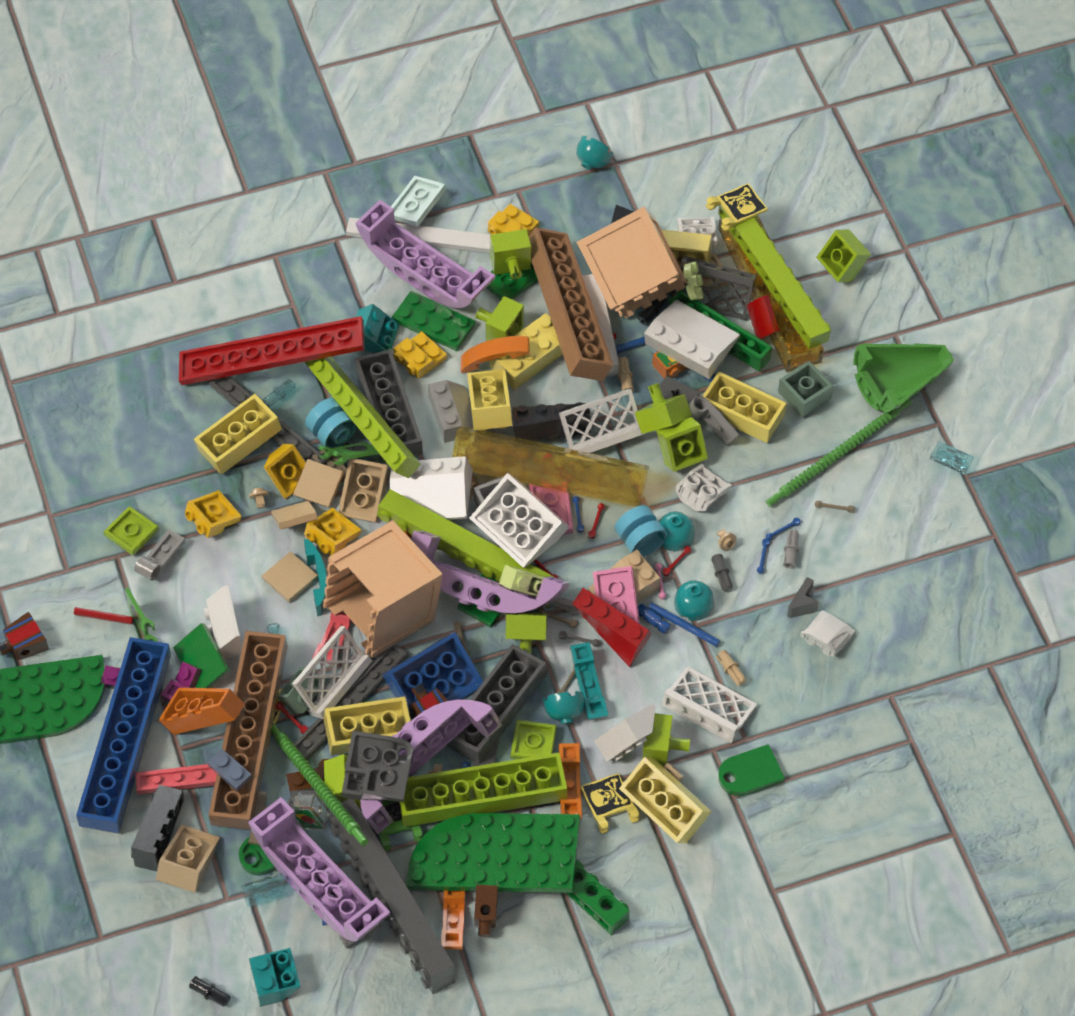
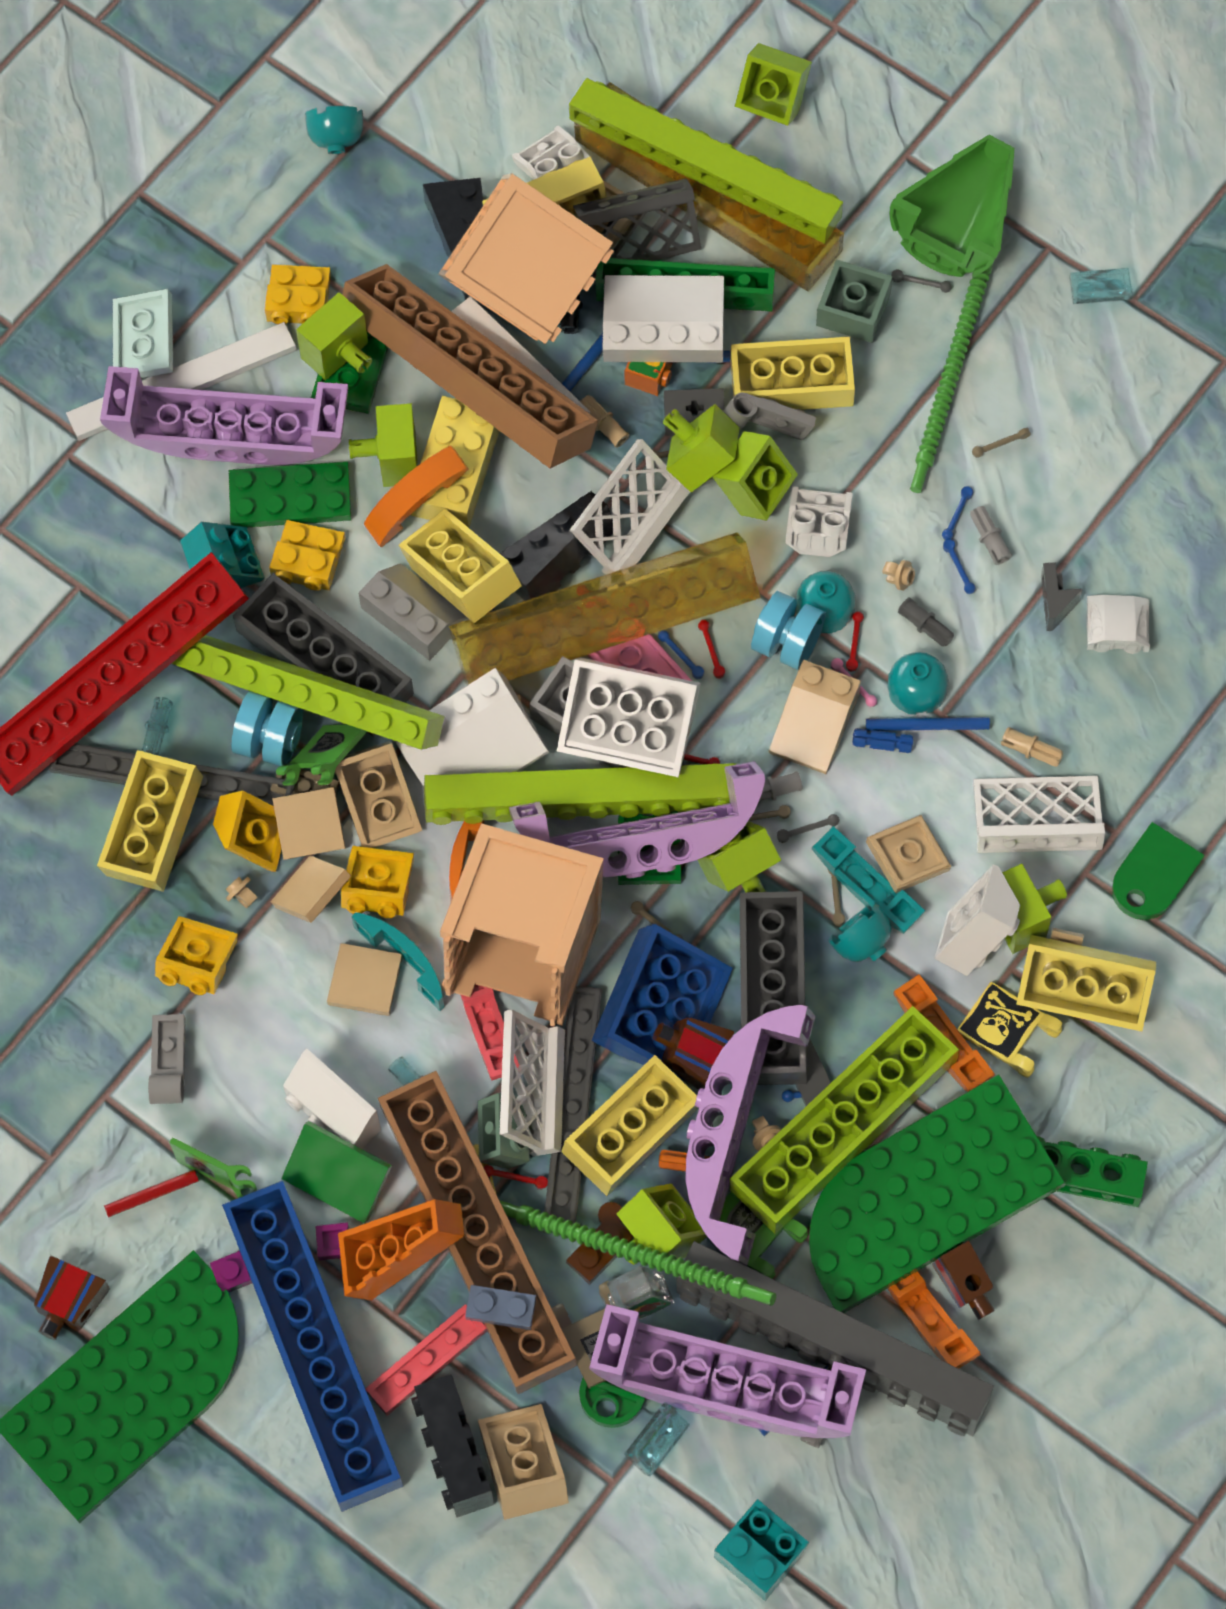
camera: 30 degrees left, 10 degrees up
(131, 530) = (100, 1048): lime plate -> none
(188, 674) = (333, 1205): magenta plate -> none
(376, 767) = (711, 1184): dark grey slope -> none
(521, 580) = (693, 797): yellowish green slope -> none
(532, 739) = (854, 1008): lime plate -> none
(617, 629) = (852, 786): red wedge -> none
(618, 590) = (822, 743): bright pink tile -> none
(622, 682) = (908, 854): none -> tan tile
(693, 280) = (614, 233): yellowish green plate -> none
(739, 204) = (600, 90): light yellow flag -> none
(762, 317) = (734, 234): red slope -> none
(843, 392) = (898, 276): none -> dark grey hinge

